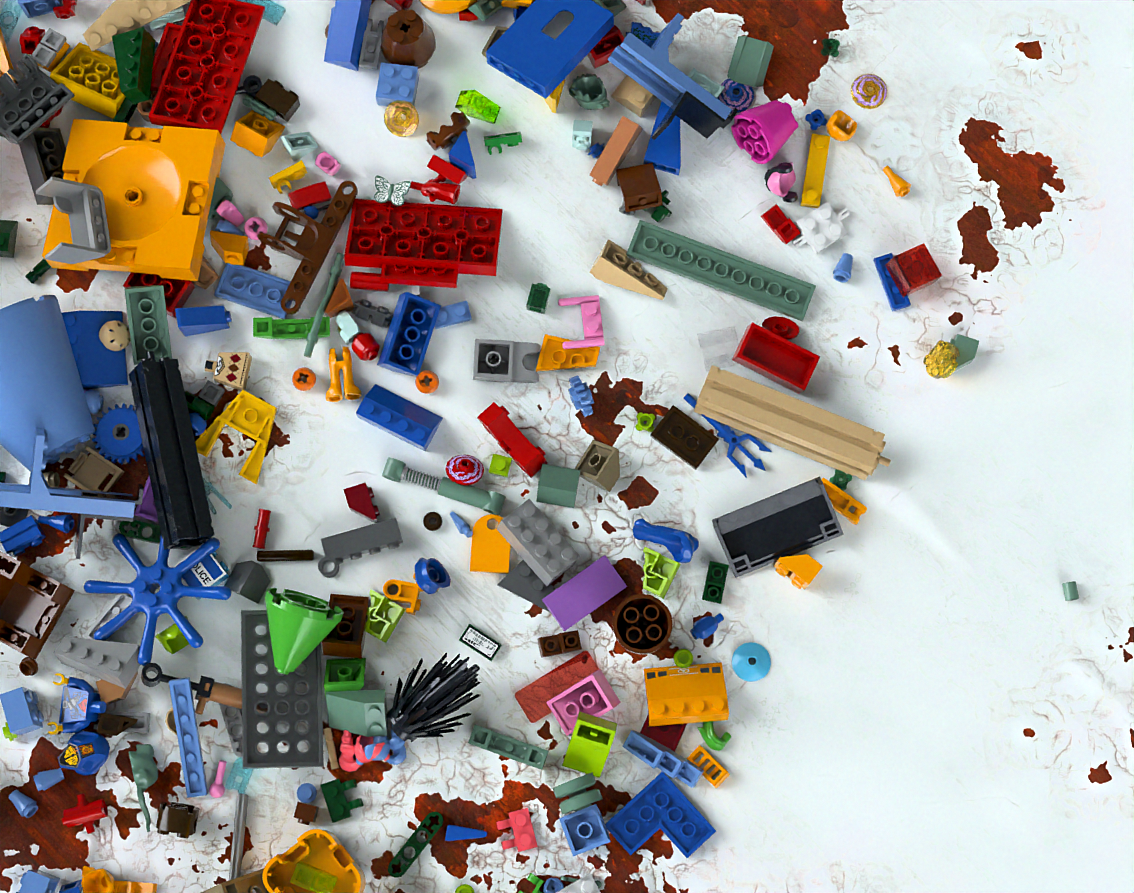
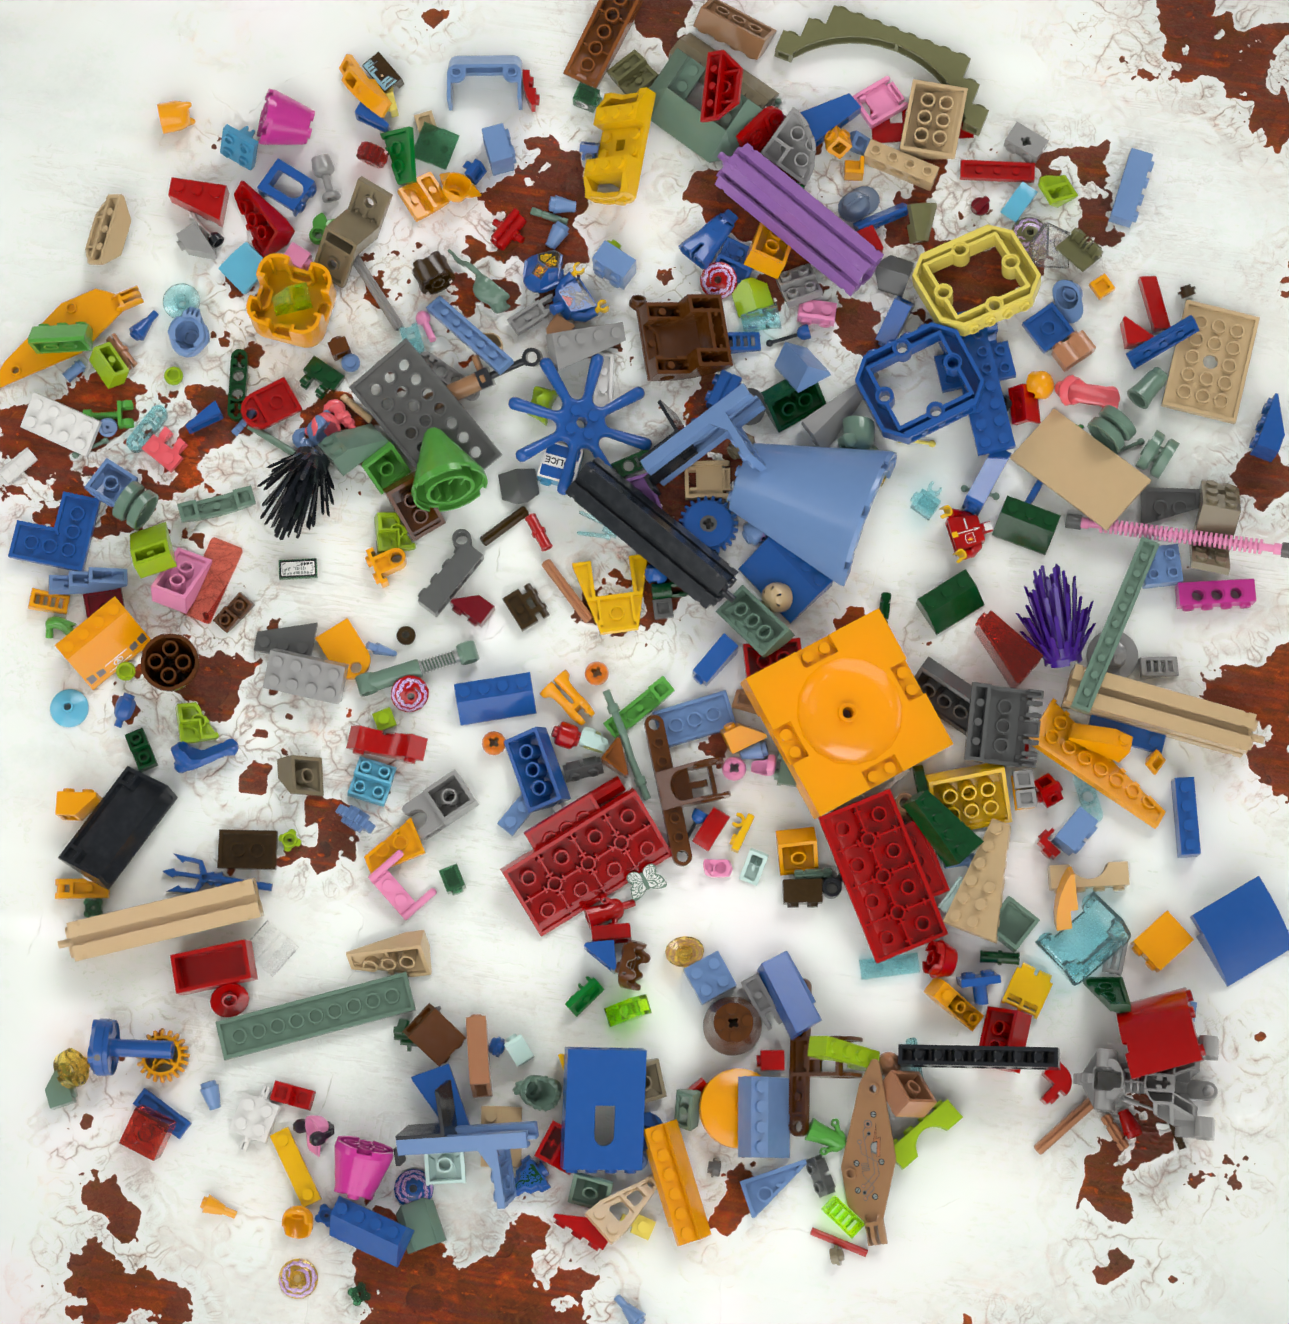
camera: 145 degrees right, 0 degrees up
(41, 802) = (548, 216): none -> sand green wheel
(86, 217) = (860, 657): light grey windscreen -> none
(114, 724) = (535, 306): dark brown slope -> none
(231, 369) = (662, 638): tan torso -> none
(276, 464) = (567, 591): none -> nougat axle
(324, 477) = (520, 609): none -> dark brown plate
(399, 804) = (271, 403): none -> red tile
(420, 770) = (273, 440): none -> sand green bar
(430, 808) = (240, 426): none -> medium blue wheel
(431, 575) = (372, 589): blue hat -> none
(536, 862) = (151, 414): none -> clear light blue beam
(546, 422) = (372, 781): none -> medium azure slope
(558, 485) = (323, 735): sand green slope -> none
(584, 593) = (240, 664): medium lavender tile -> none
(790, 79) = (369, 1231): none -> blue slope
(869, 319) = (158, 1063): none -> light orange gear
(902, 352) = (107, 1047): none -> blue piece

